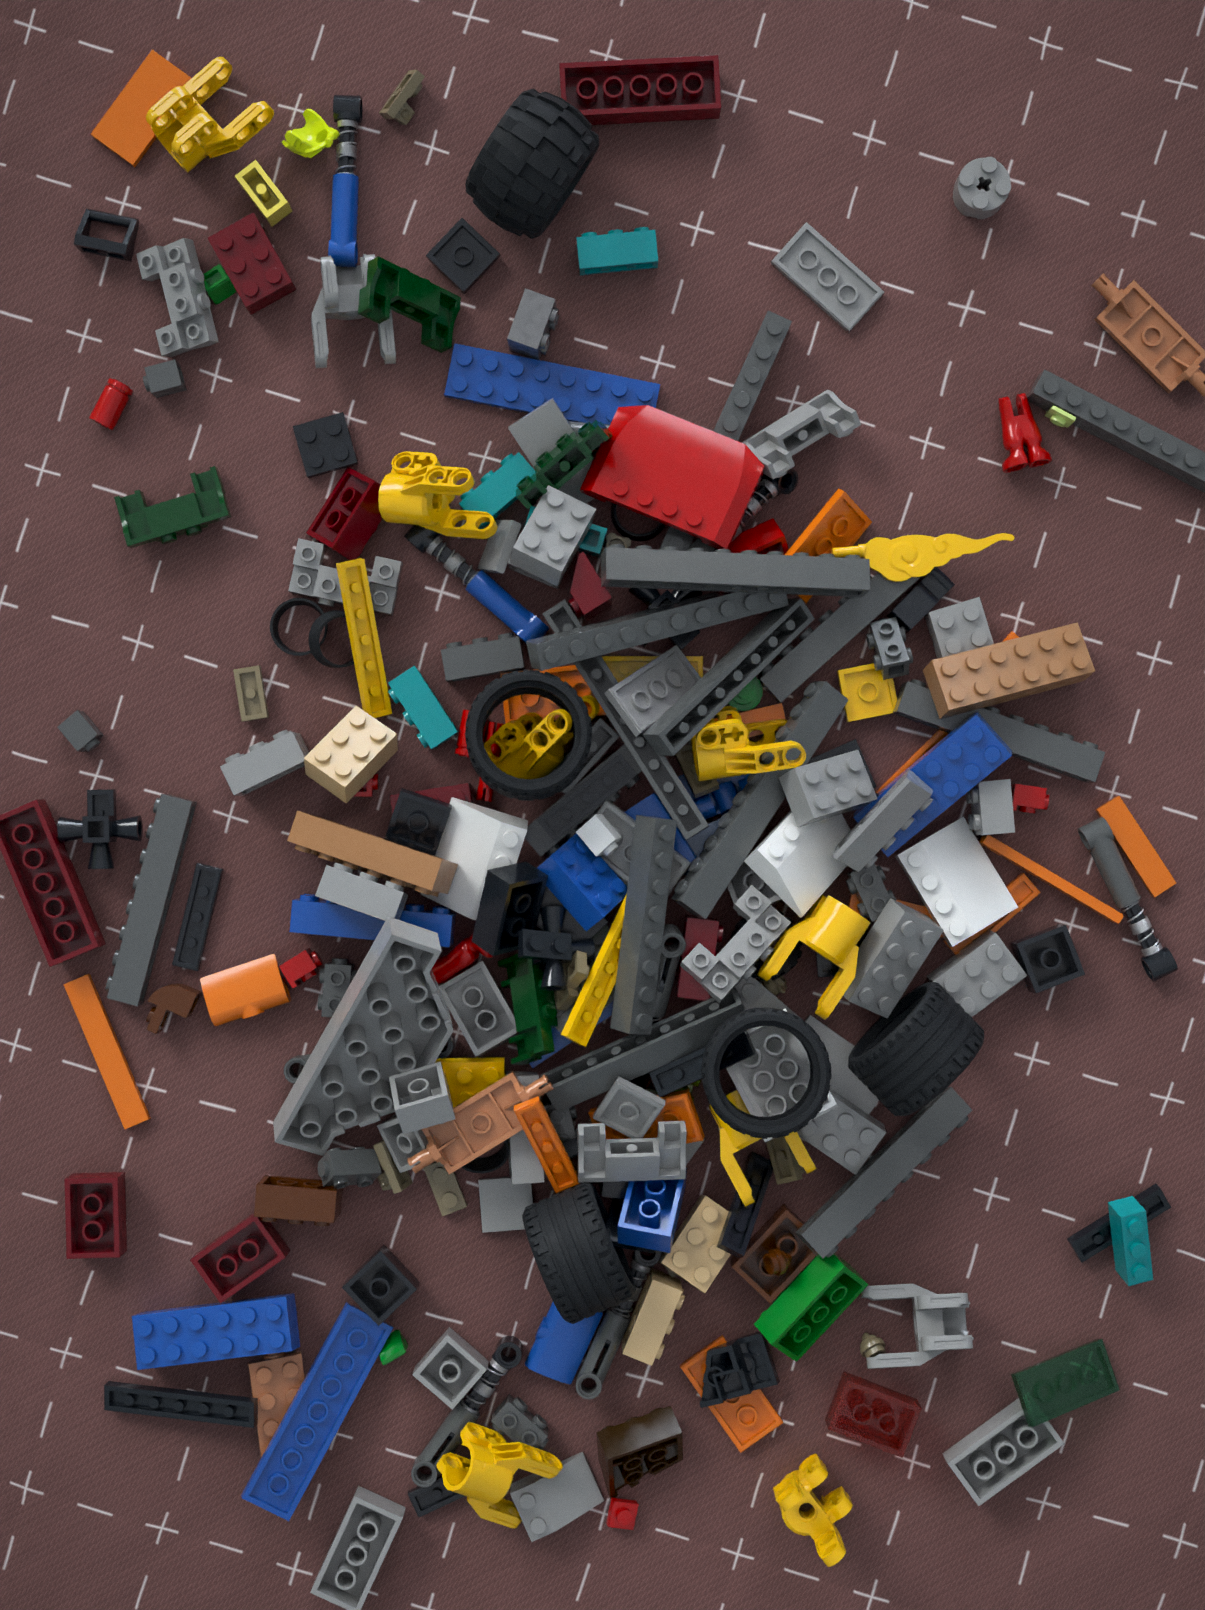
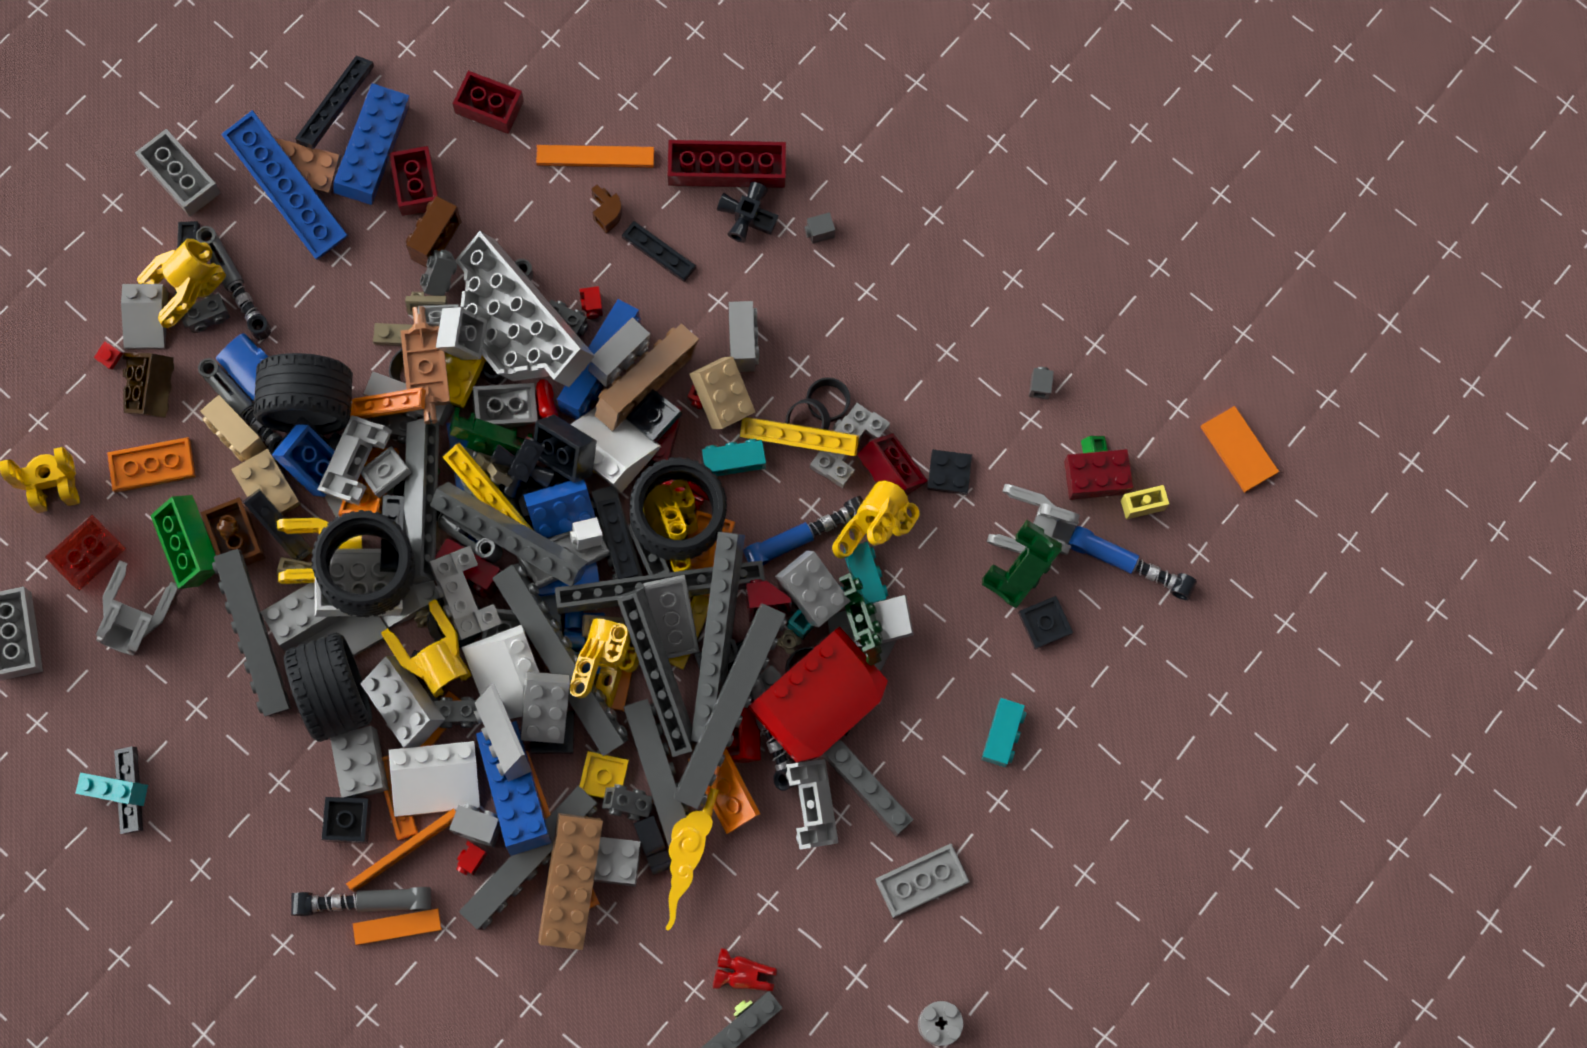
camera: 105 degrees right, 15 degrees down
(105, 247) = (1146, 398): black tile -> none
(111, 404) = (1038, 340): red piece -> none
(151, 899) = (684, 225): dark grey brick -> none
(176, 516) = (939, 358): dark green bracket -> none
(184, 294) = (1092, 419): light grey bracket -> none
(190, 131) = (1209, 472): yellow piece -> none
(244, 990) = (593, 259): orange panel -> none
(251, 693) = (796, 349): dark tan plate -> none
(312, 137) = (1172, 552): neon yellow helmet -> none
(381, 1285) = (348, 262): black brick -> none
(393, 1348) = (301, 253): green slope -> none
(396, 105) = (1172, 621): dark tan hinge -> none
(450, 1368) = (268, 283): light grey brick -> none
(482, 657) = (751, 511): dark grey brick -> none
(499, 547) = (830, 561): light grey tile -> none
(503, 1203) = (363, 364): light grey tile -> none
(528, 383) = (932, 633): blue plate -> none
(531, 163) = (1087, 688): black tyre -> none
(532, 325) = (973, 647): flat silver brick -> none
(643, 89) = (1114, 798): dark red brick -> none
(738, 1369) = (166, 472): black slope -> none
(748, 697) = (639, 687): green plate -> none
(871, 1345) = (133, 574): dark tan plate -> none
(1065, 1382) = (35, 697): clear green tile -> none

